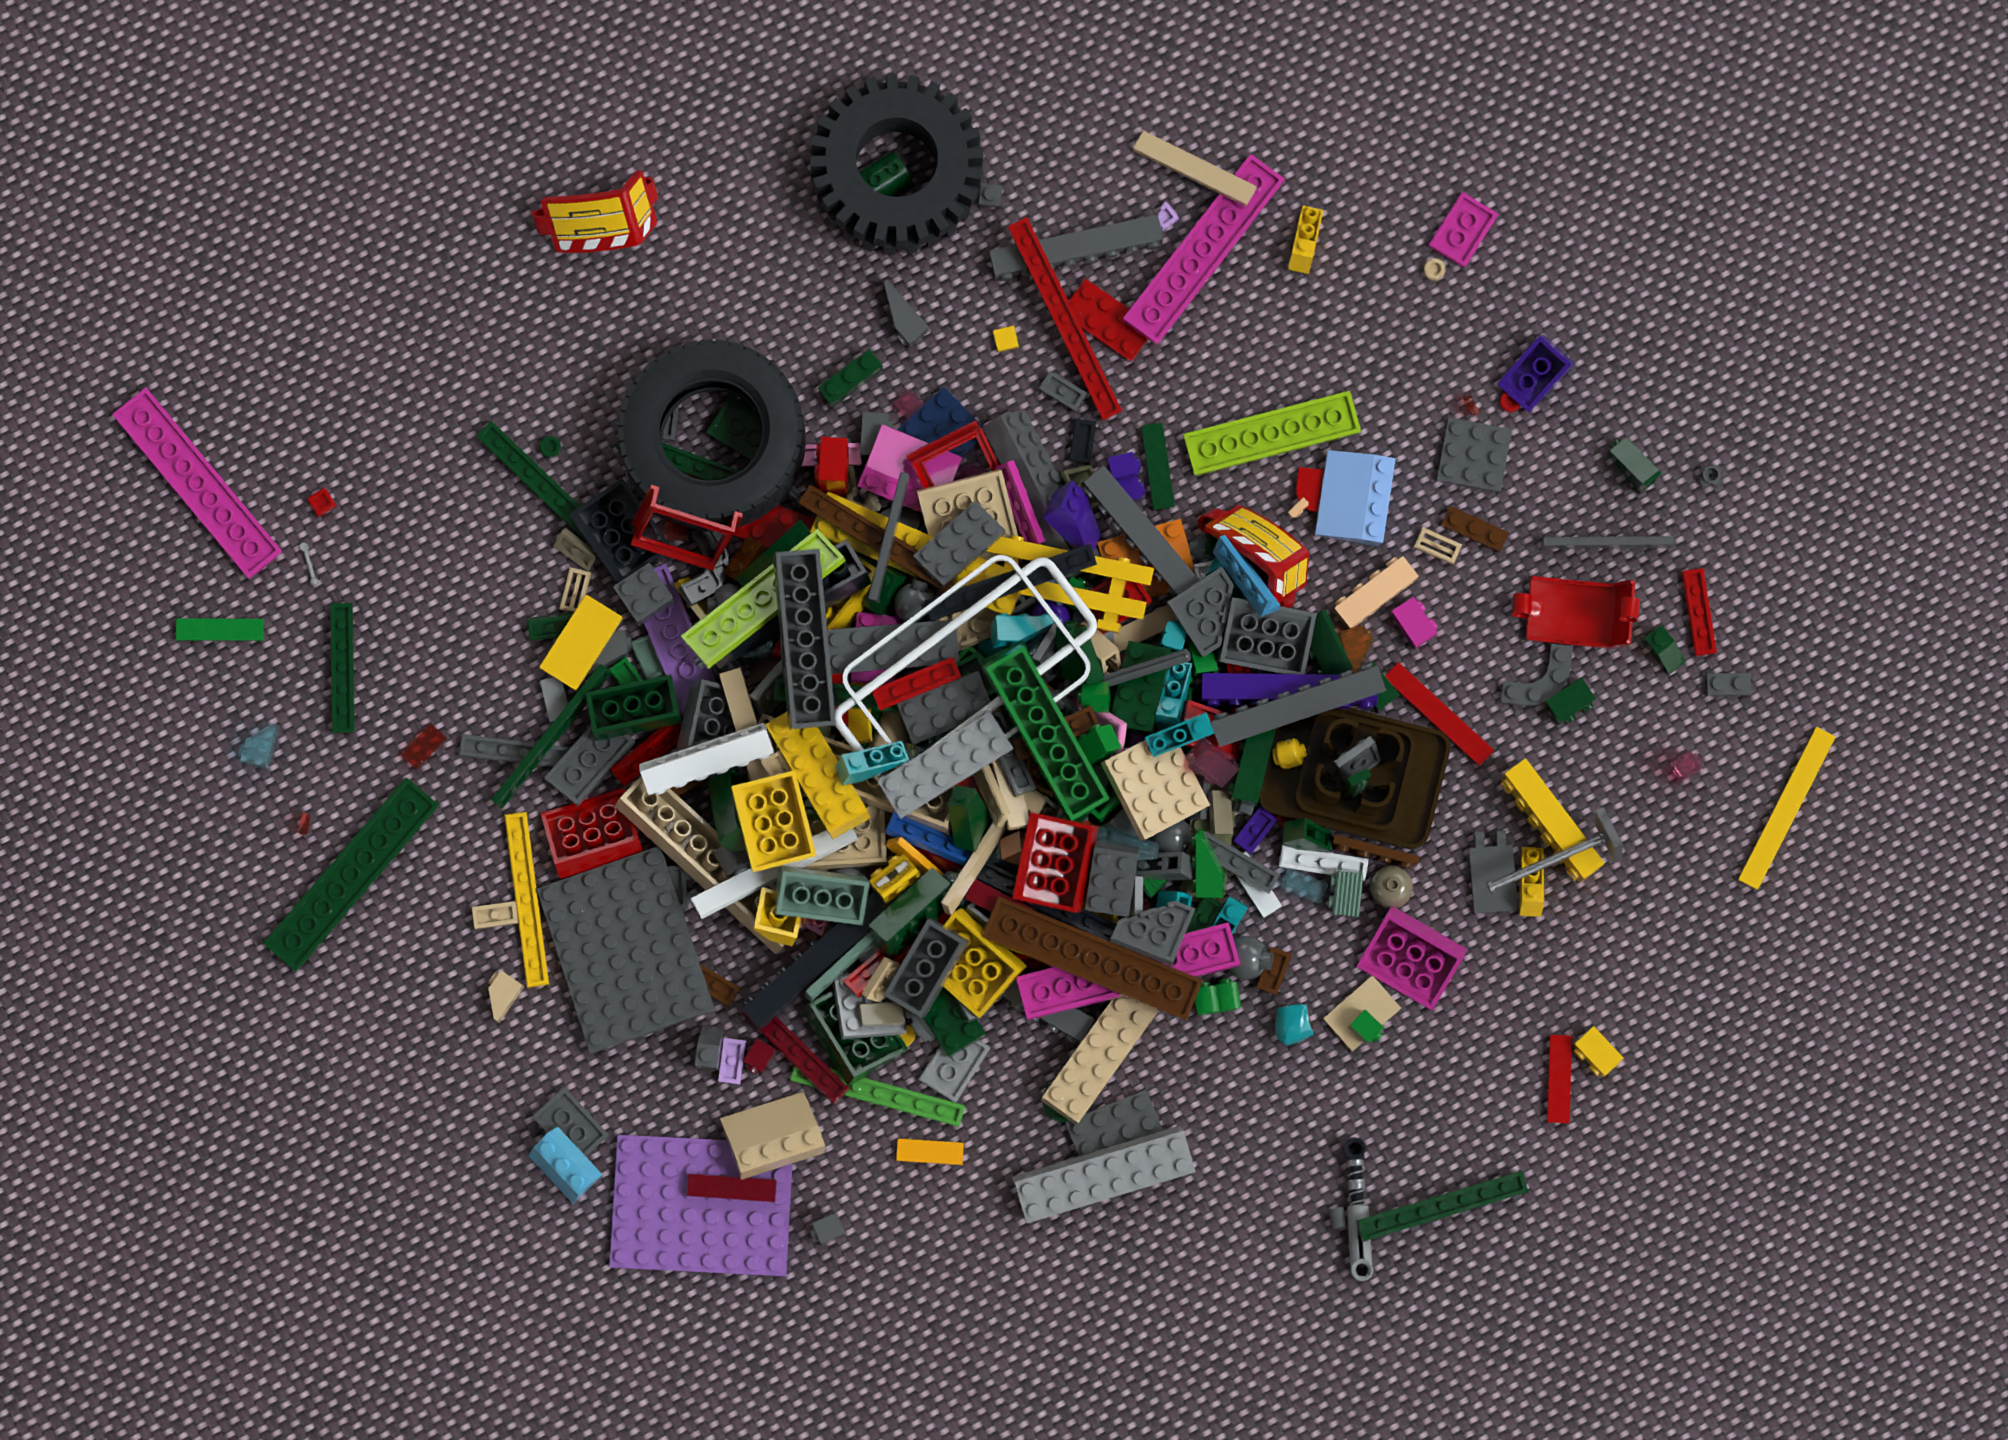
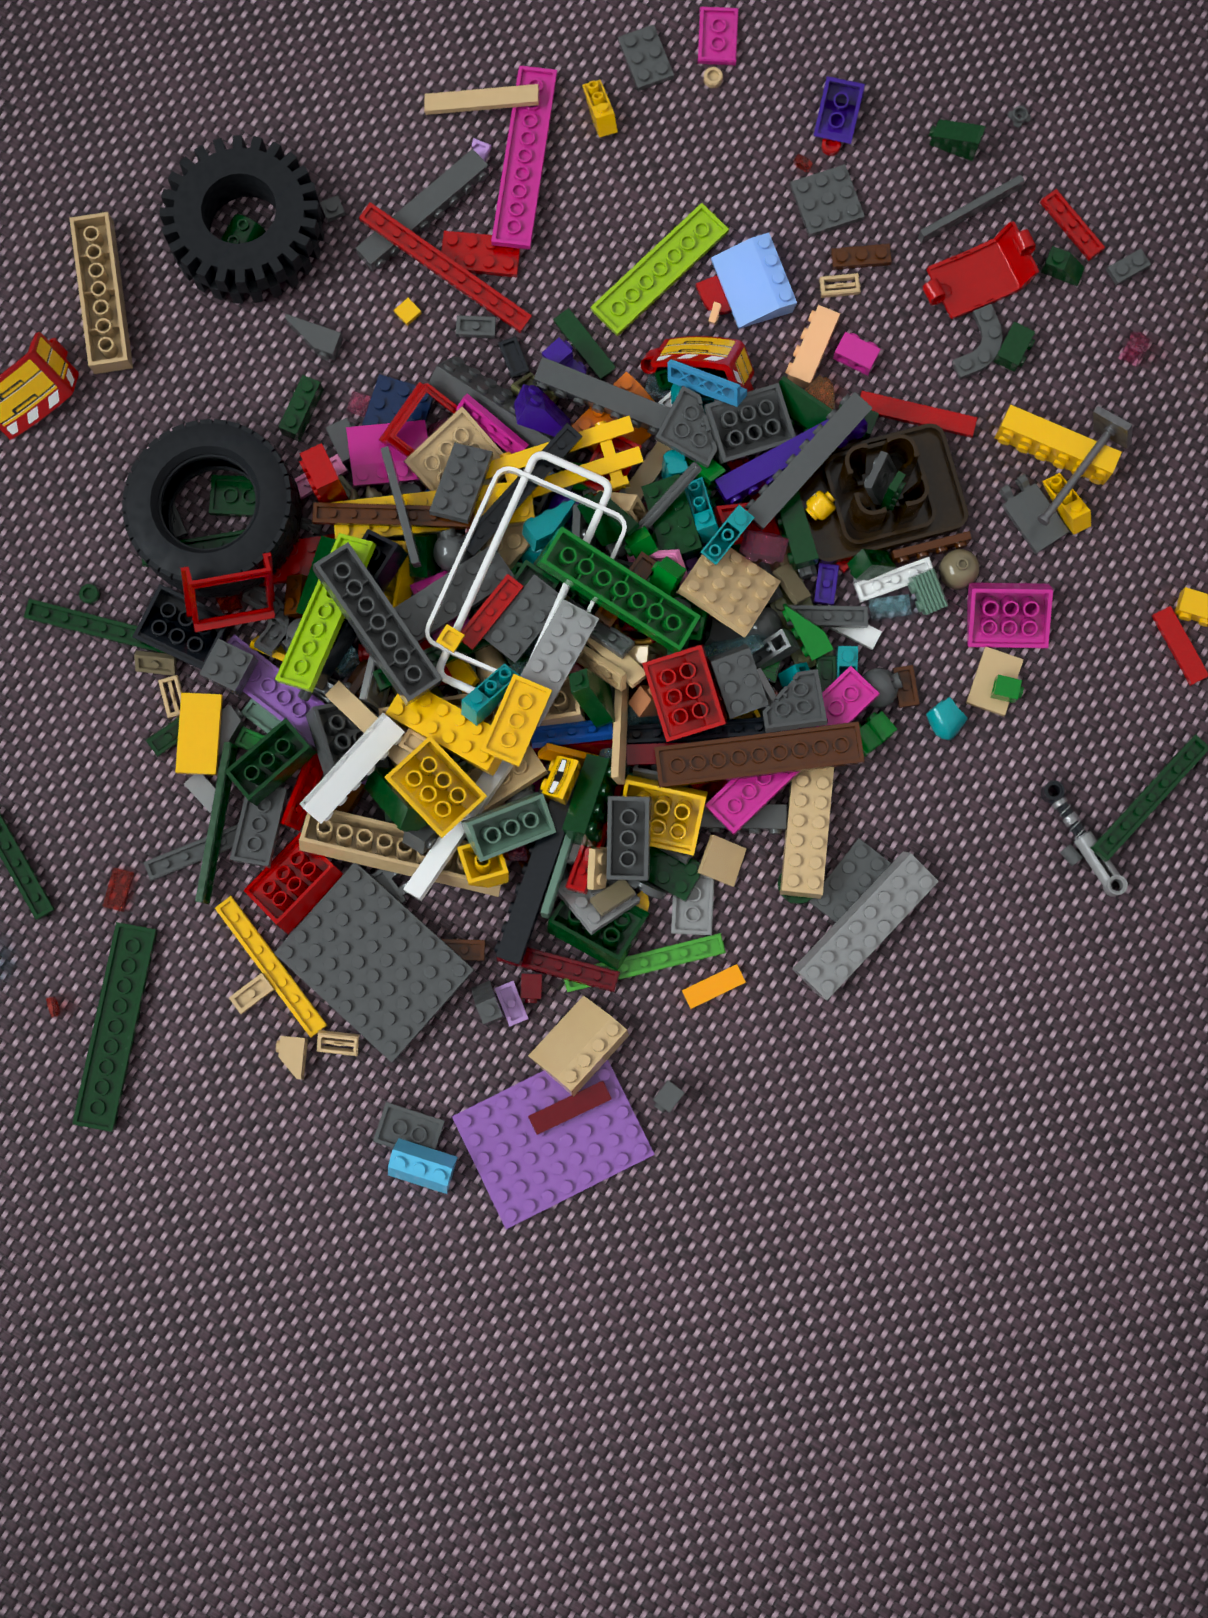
camera: 20 degrees left, 0 degrees up
(553, 999) = (338, 1035): none -> tan tile
(721, 158) = (101, 293): none -> tan brick
(864, 690) = (450, 638): none -> yellow plate
(881, 801) = (516, 720): none -> yellow plate
(1004, 1038) = (721, 860): none -> tan tile
(1380, 213) = (646, 57): none -> dark grey plate

